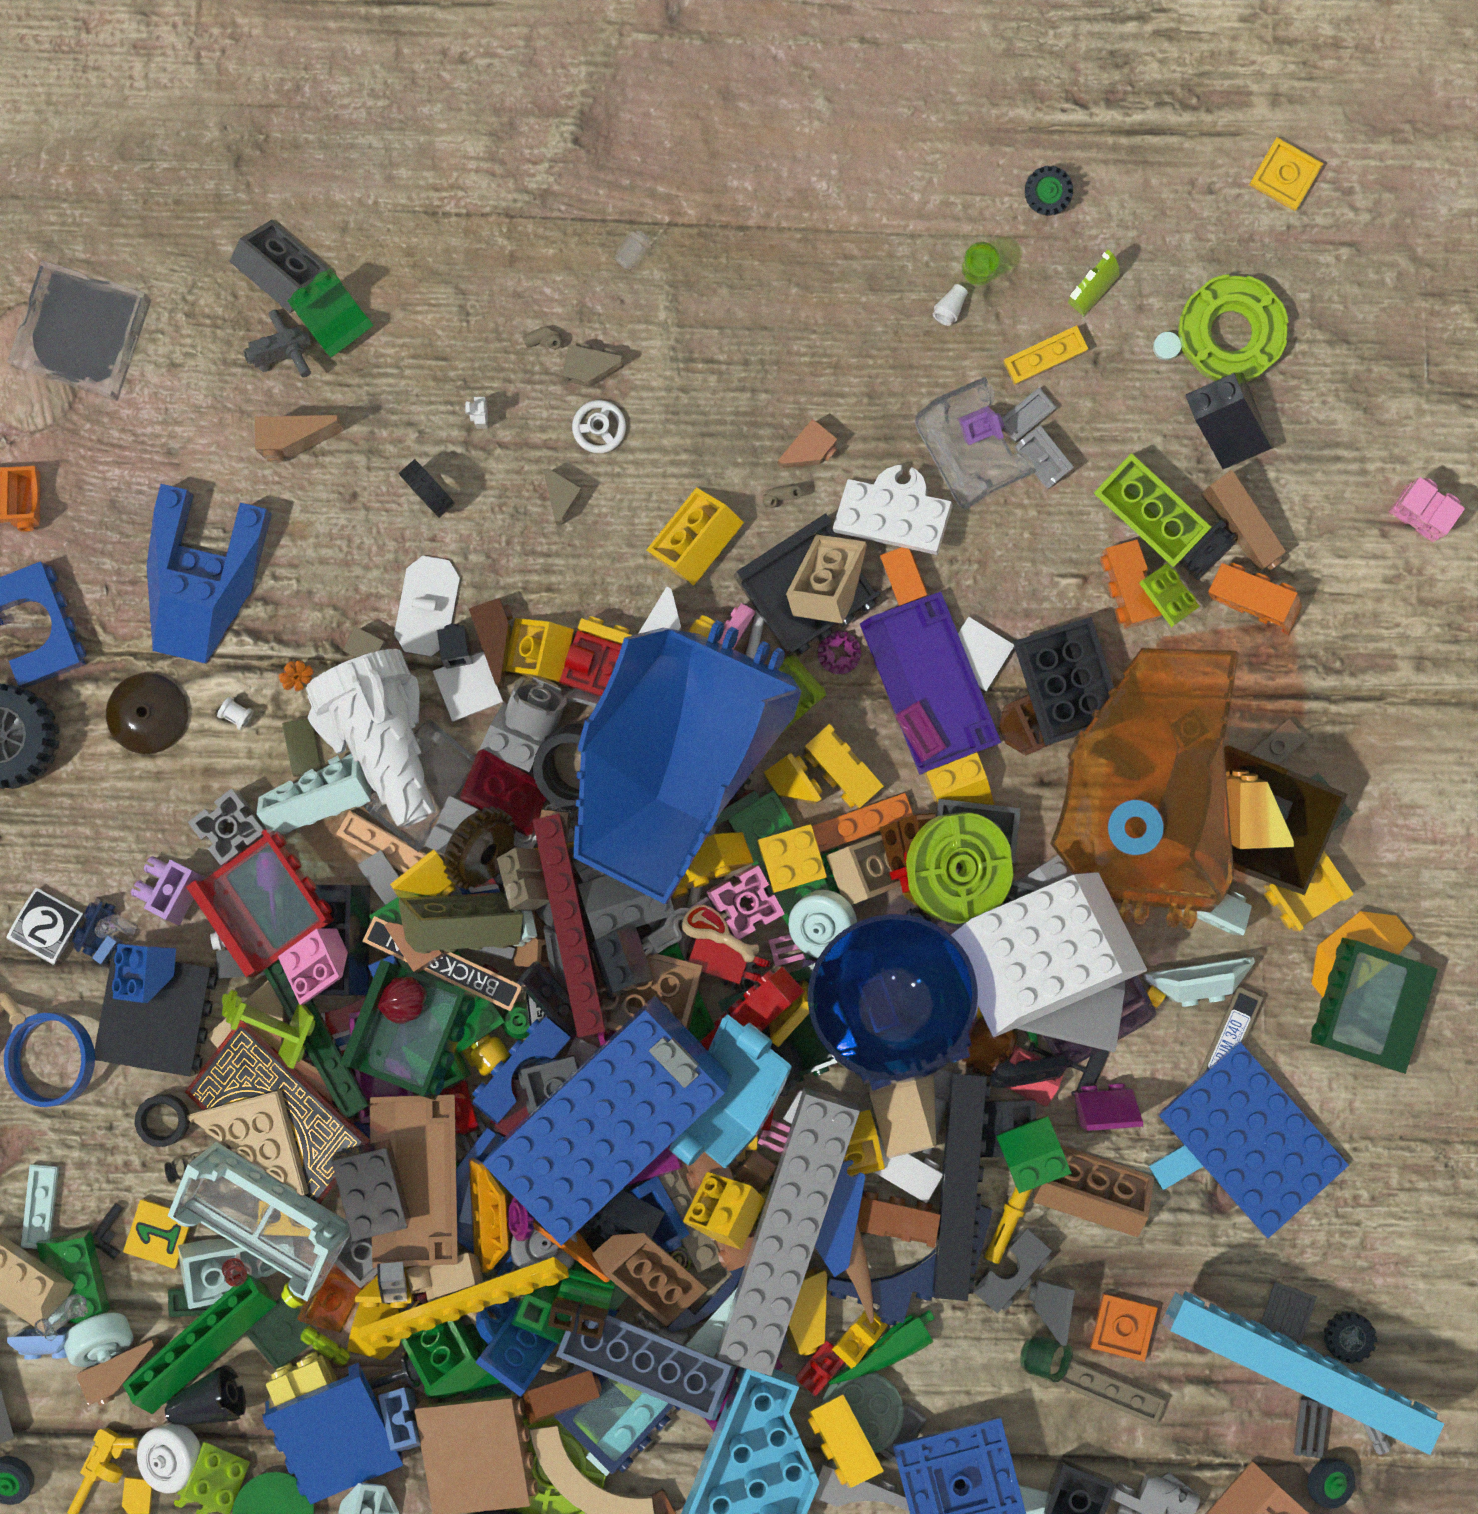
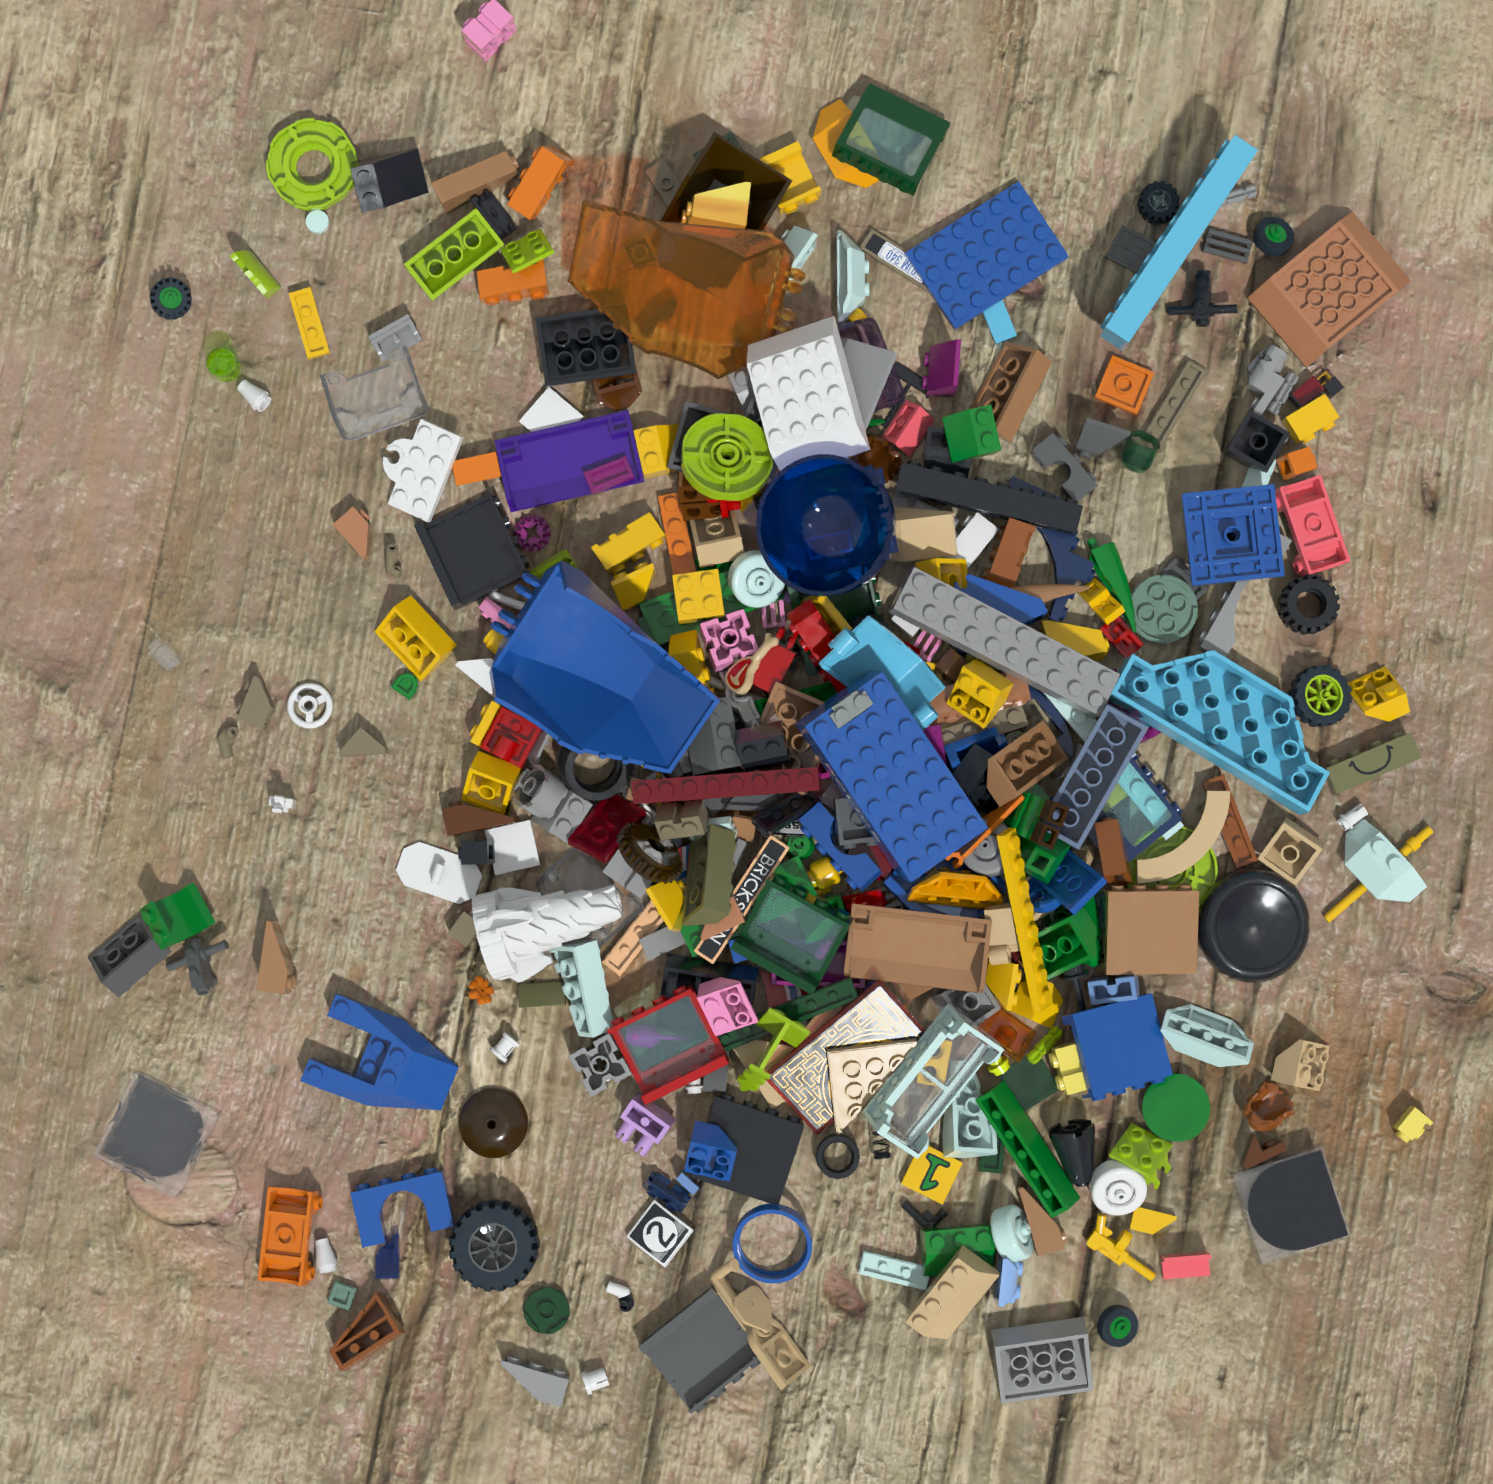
camera: 80 degrees left, 0 degrees up
(69, 1309) = (982, 1250): clear piece -> none
(114, 923) = (667, 1175): clear arm -> none
(240, 1278) = (973, 1104): clear red axle -> none
(371, 1190) = (920, 982): black brick -> none
(392, 1282) = (998, 976): flat silver piece -> none
(402, 1000) = (767, 935): dark red hair -> none
(426, 488) = (340, 856): black tyre -> none
(520, 1221) = (962, 861): magenta gear -> none
(639, 534) = (406, 685): none -> green tile
(827, 579) = (469, 531): tan slope -> none
(844, 1442) = (1183, 624): yellow slope -> none
(981, 425) = (360, 385): medium lavender bracket -> none
(1007, 1225) = (1021, 463): yellow pin -> none
(1027, 414) = (357, 347): light grey tile -> none
(1029, 1071) = (903, 427): black hinge -> none
(1140, 845) = (712, 294): dark azure piece -> none
(1231, 1409) = (1203, 308): none -> black piece
(1286, 174) = (188, 100): yellow tile -> none

